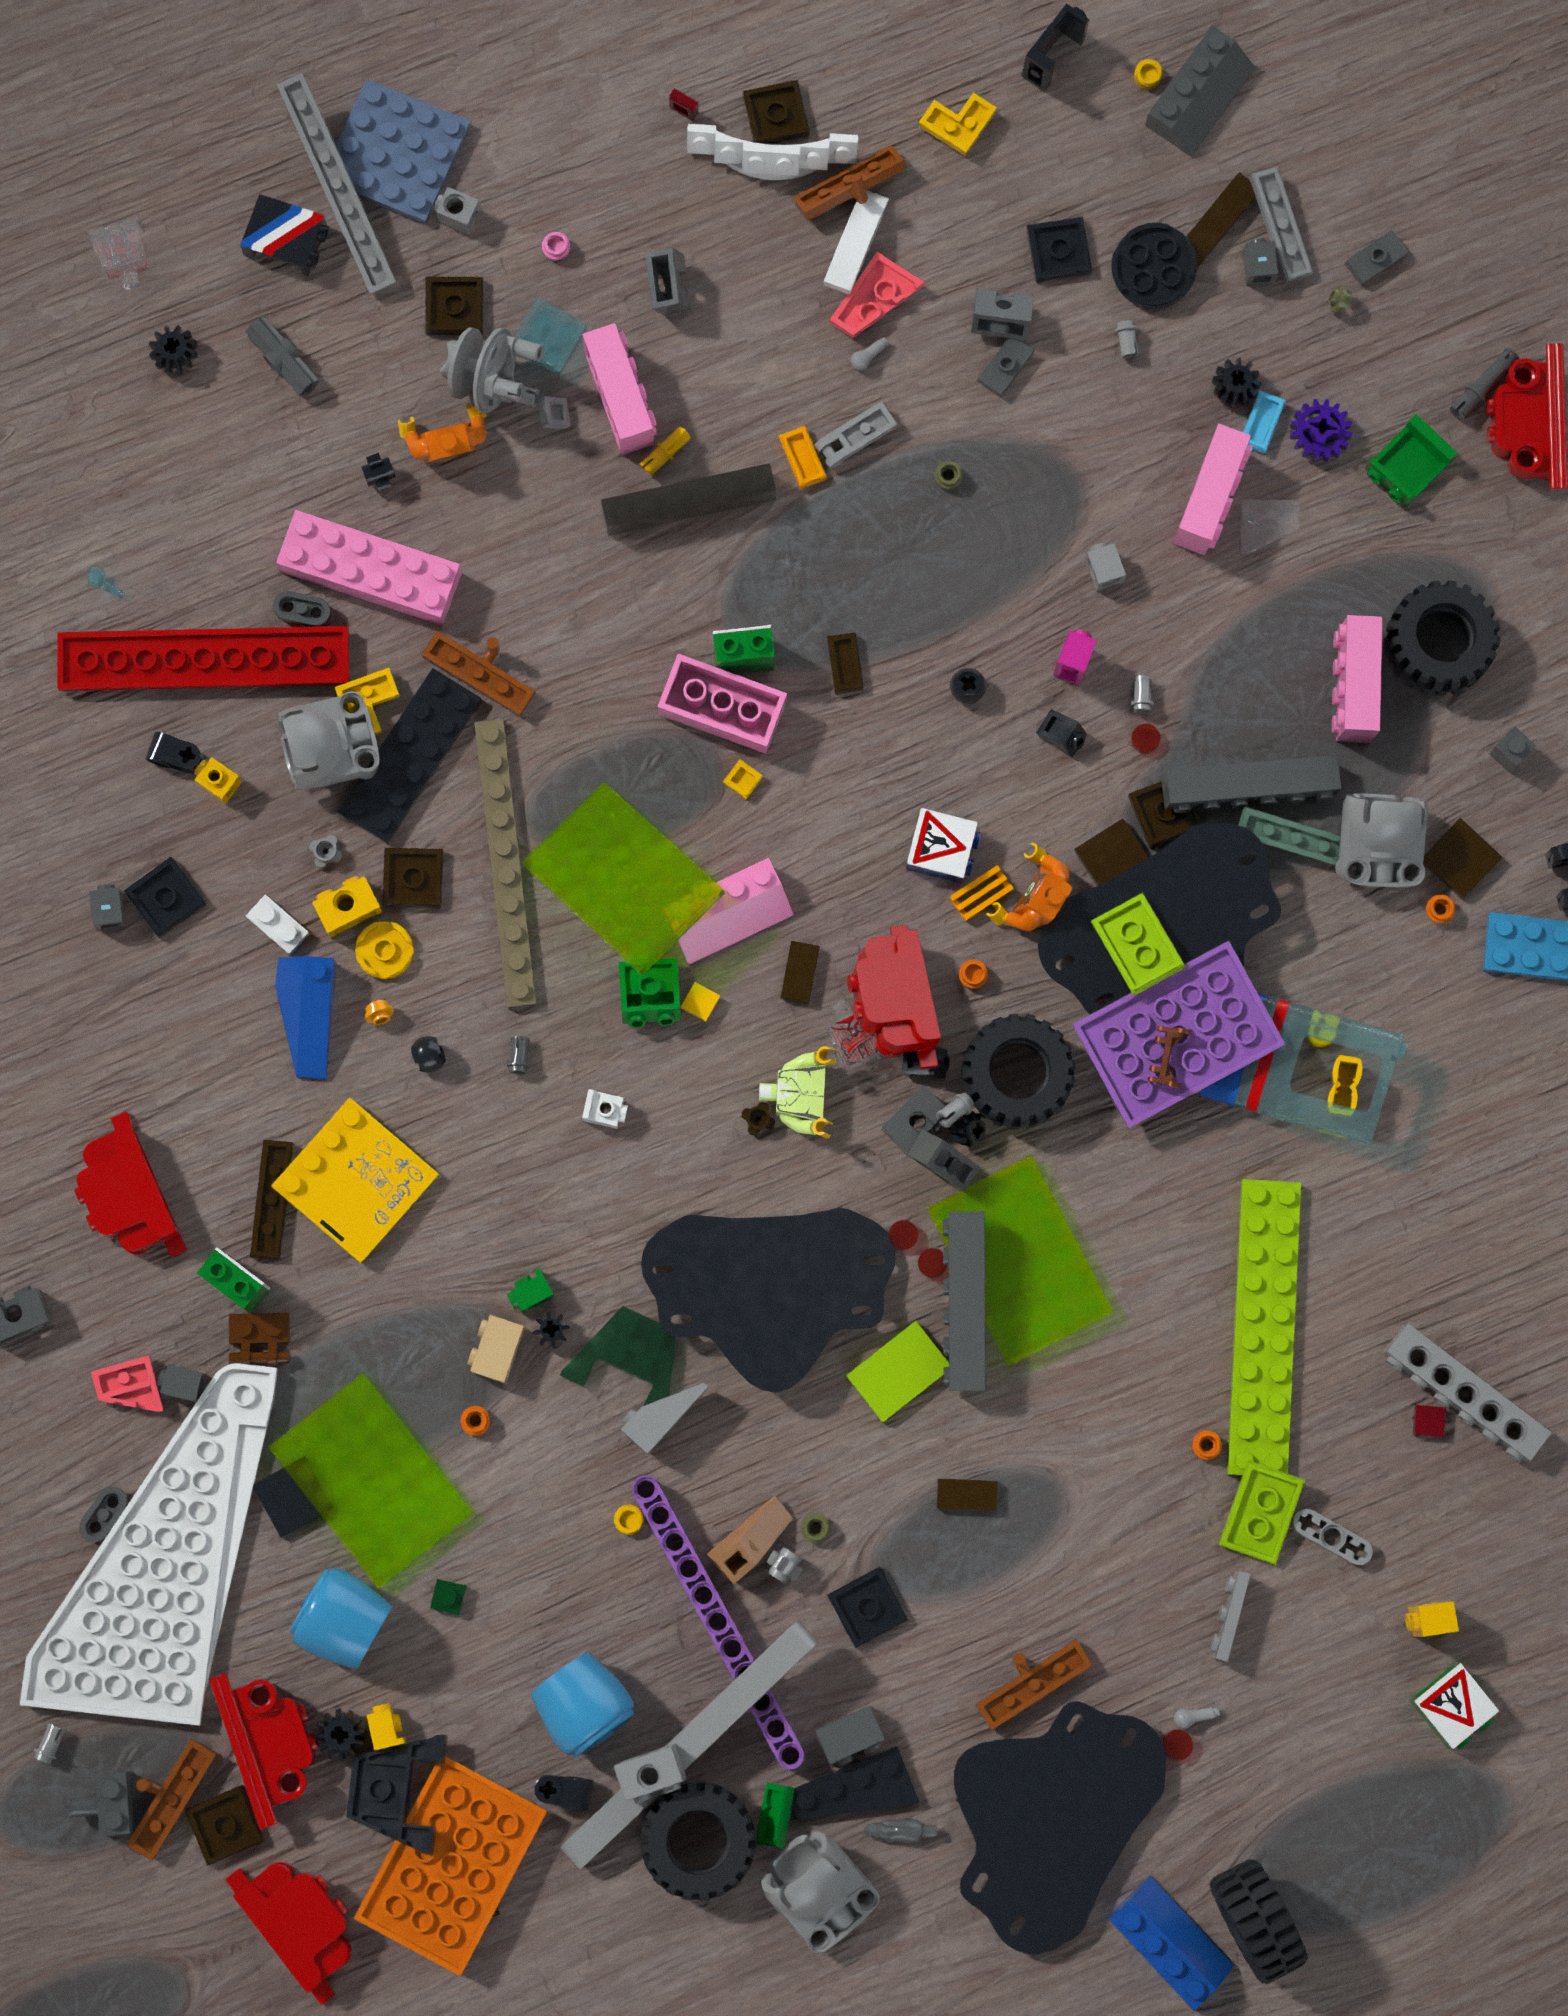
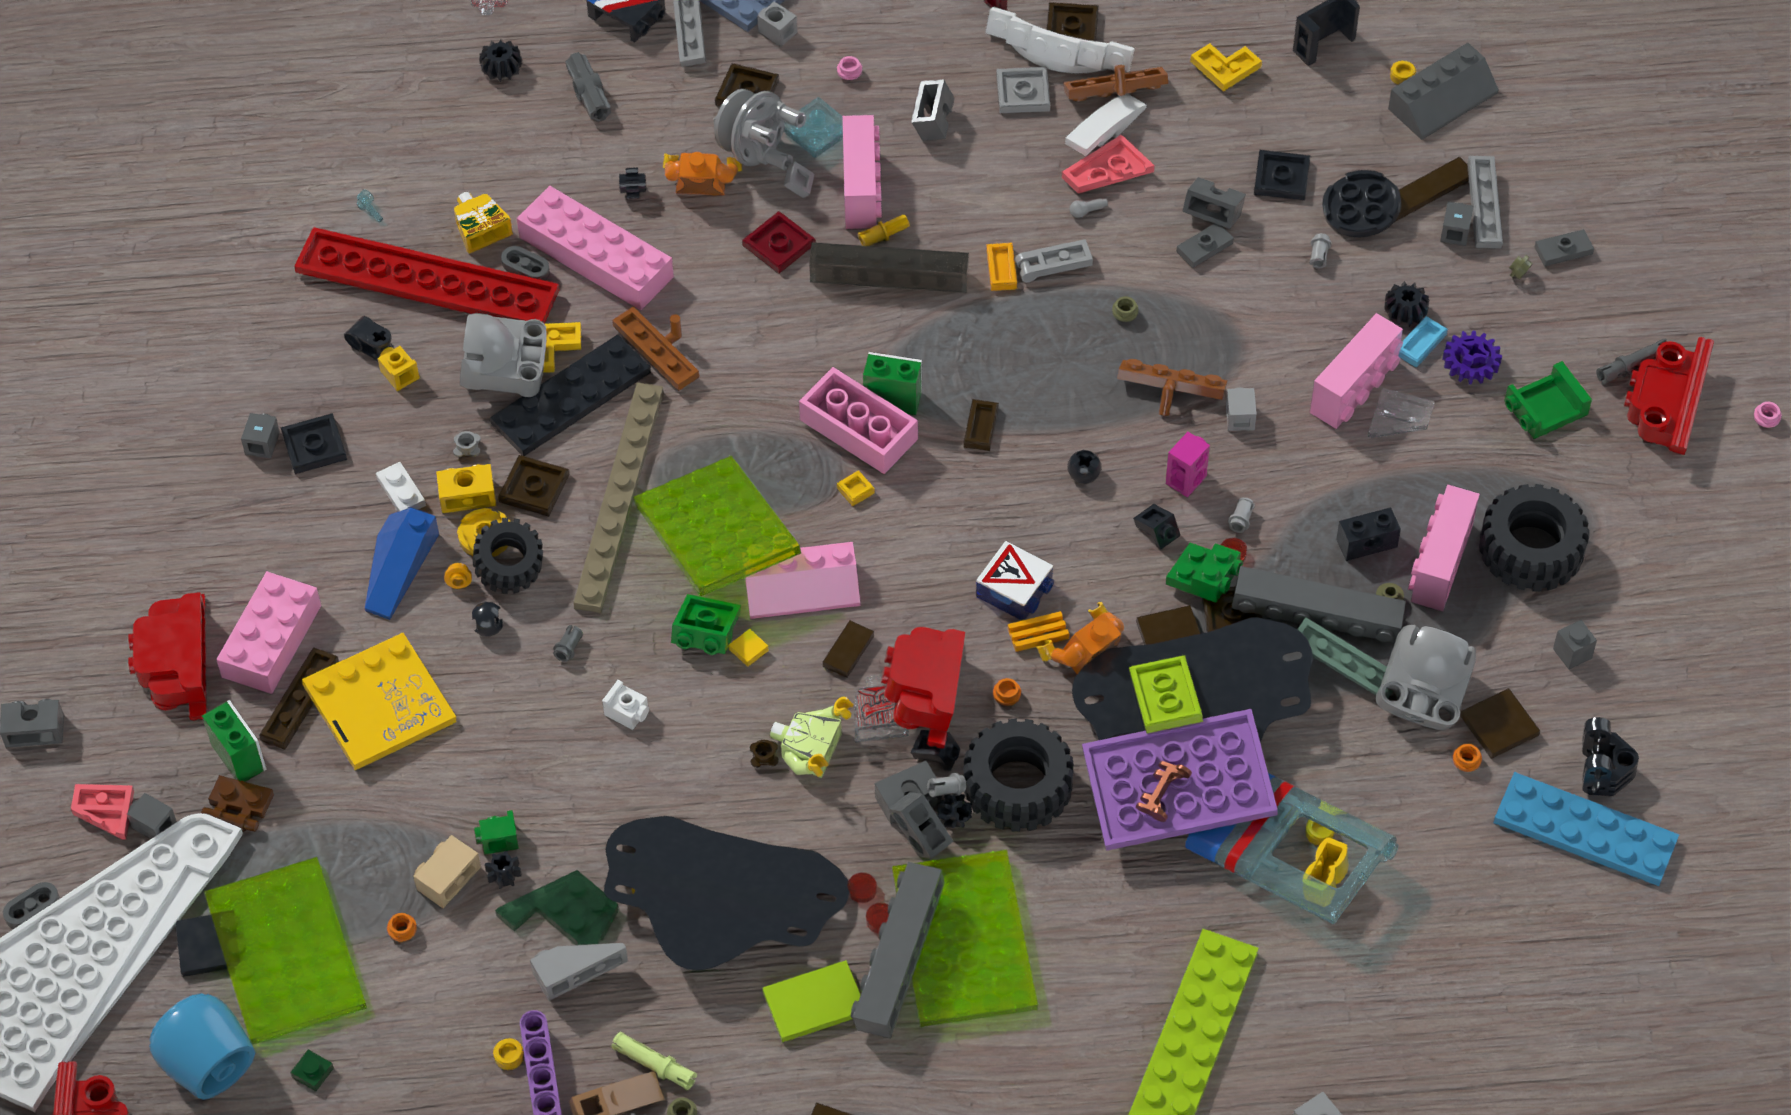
camera: 25 degrees right, 25 degrees down
(213, 1139) = (269, 632): none -> bright pink brick
(232, 569) = (481, 221): none -> torso
(448, 984) = (512, 535): none -> black tyre
(558, 496) = (778, 242): none -> dark red tile
(751, 217) = (1023, 90): none -> light grey tile
(770, 1484) = (664, 1066): none -> yellowish green pin
(1024, 552) = (1170, 380): none -> dark orange plate
(1127, 775) = (1205, 571): none -> green plate
(1276, 681) = (1368, 534): none -> black brick
(1318, 735) = (1390, 588): none -> olive plate

